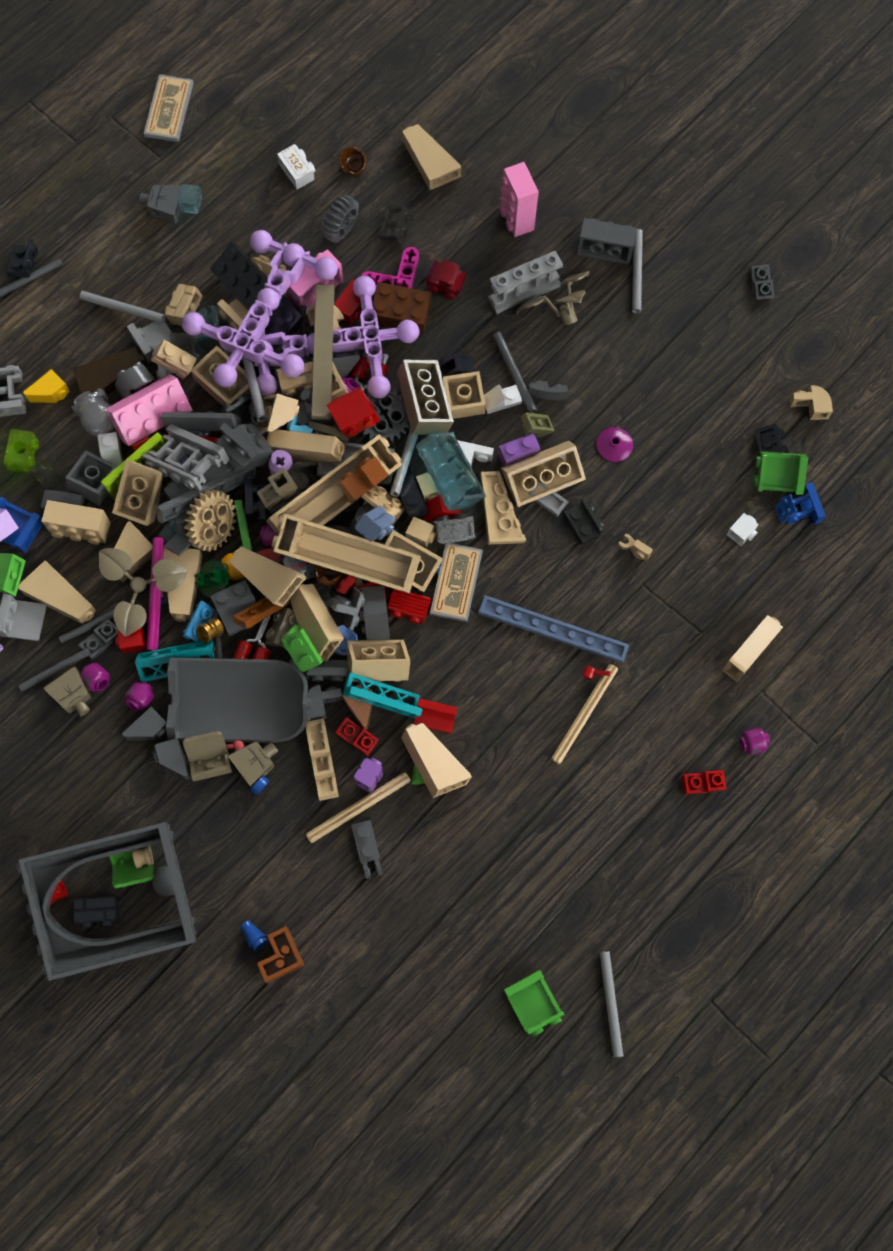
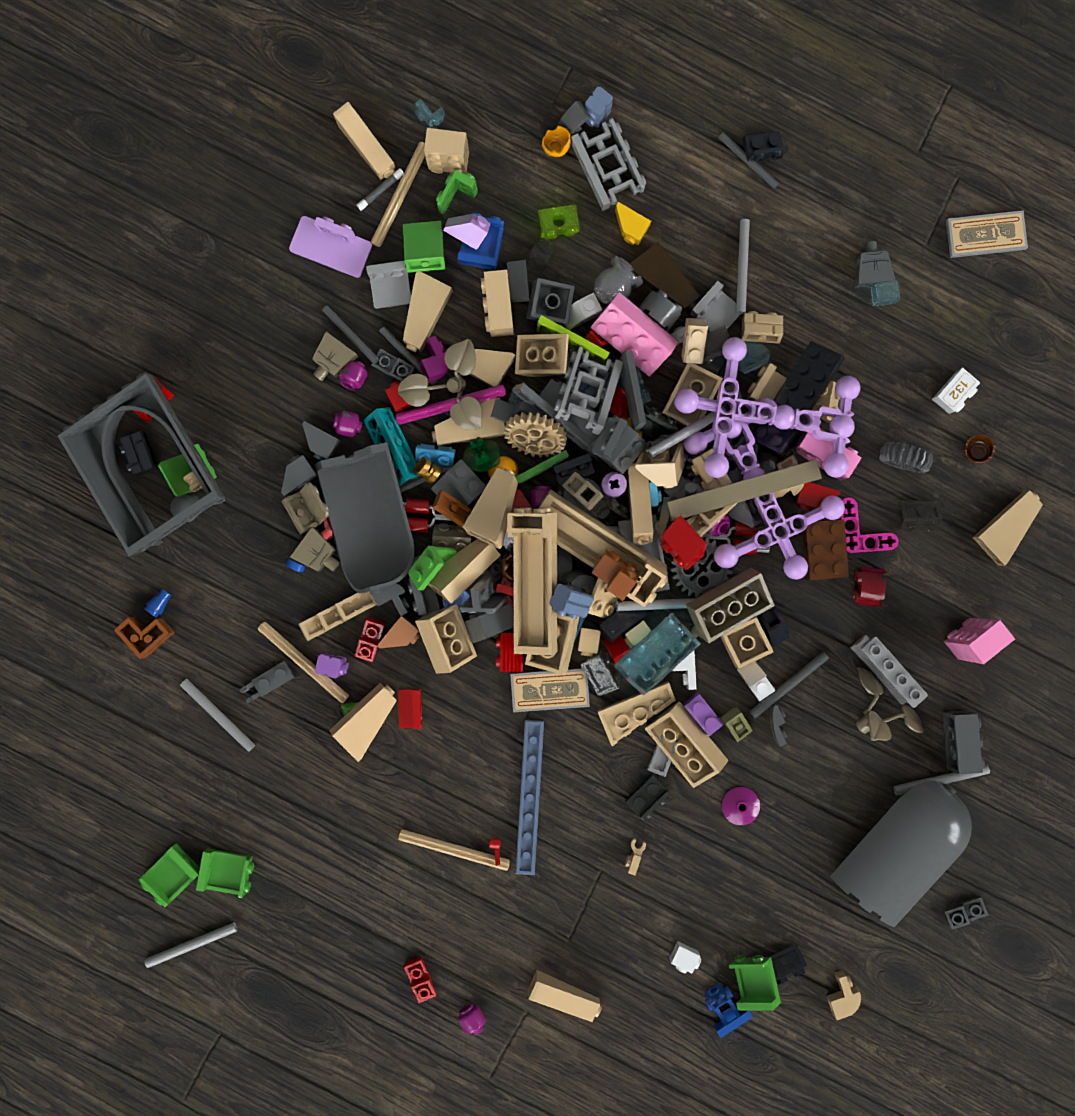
camera: 70 degrees right, 15 degrees up
(109, 593) = (434, 366): none -> magenta brick
(380, 700) = (404, 658): teal fence -> none
(385, 908) = (217, 715): none -> light grey piece
(546, 944) = (225, 872): none -> bright green panel
(693, 312) = (906, 851): none -> dark grey panel

